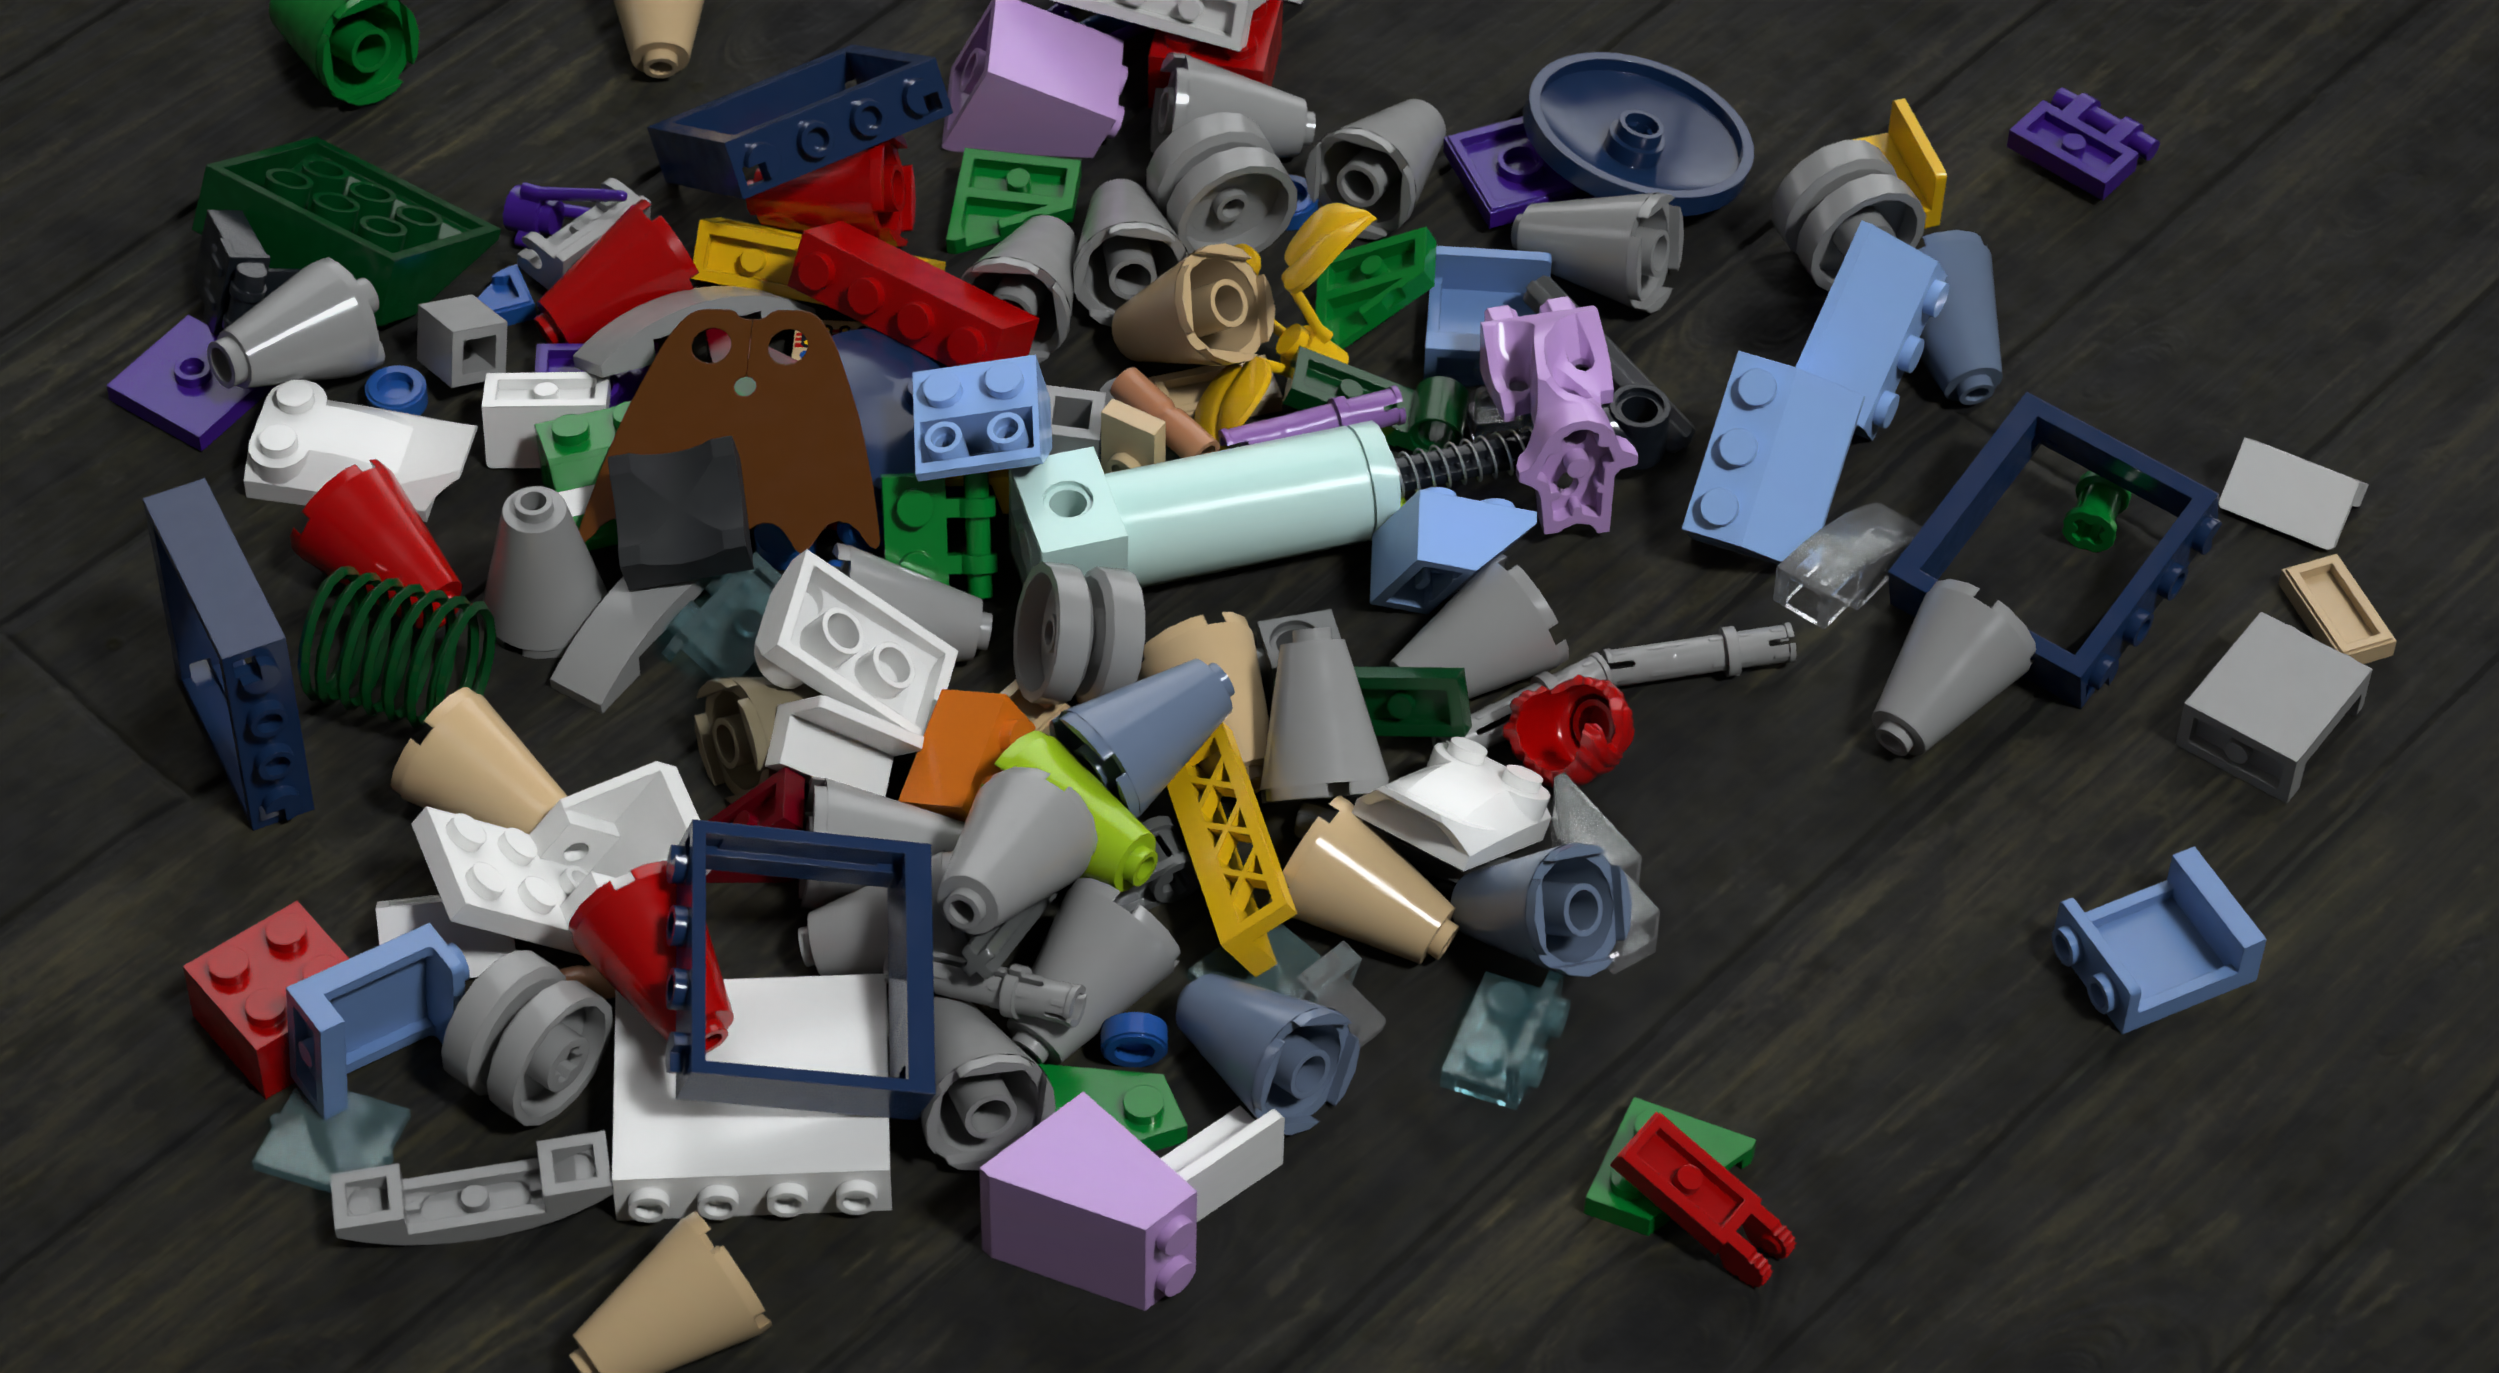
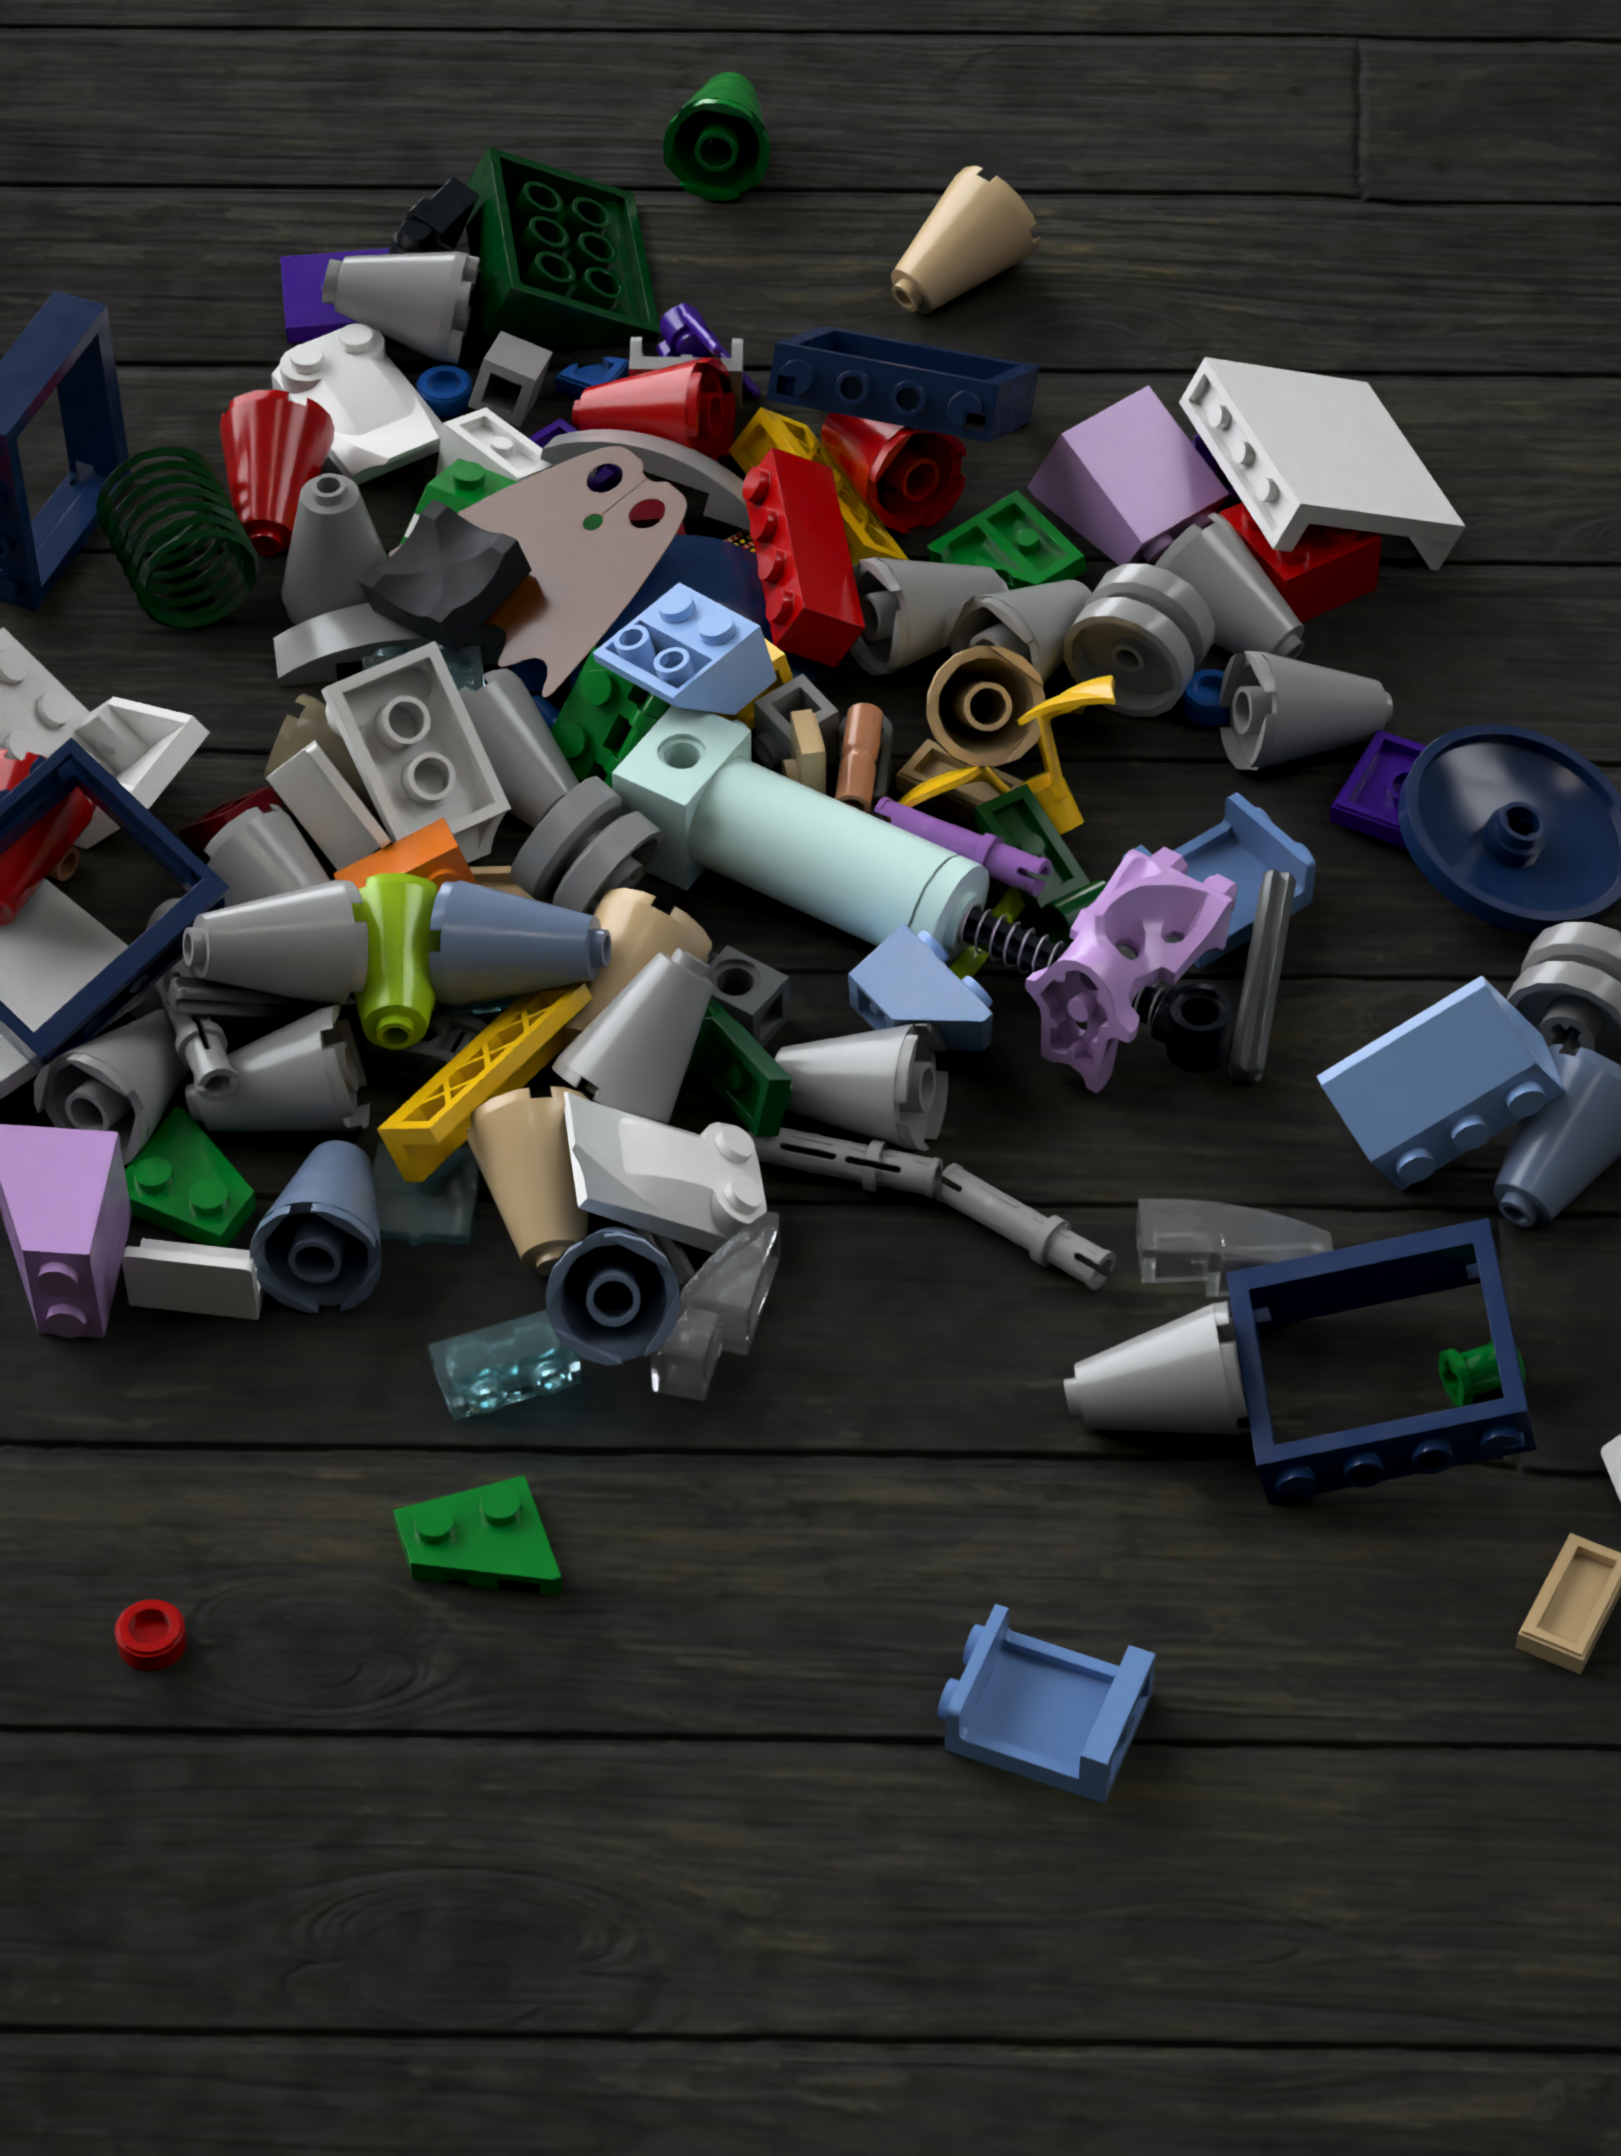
camera: 50 degrees right, 0 degrees up
(475, 767) = (122, 639): tan cone -> none
(1134, 1039) = (266, 1152): blue tile -> none
(1330, 985) = (421, 1241): clear panel -> none
(1374, 283) = (1161, 788): green wing -> none
(1570, 729) = (836, 1195): red hair -> none
(1608, 244) = (1379, 898): light grey cone -> none
(1704, 1199) = (450, 1569): red hinge -> none
(1772, 459) = (1242, 1116): light blue slope -> none
(2271, 705) = (1401, 1613): light grey panel -> none

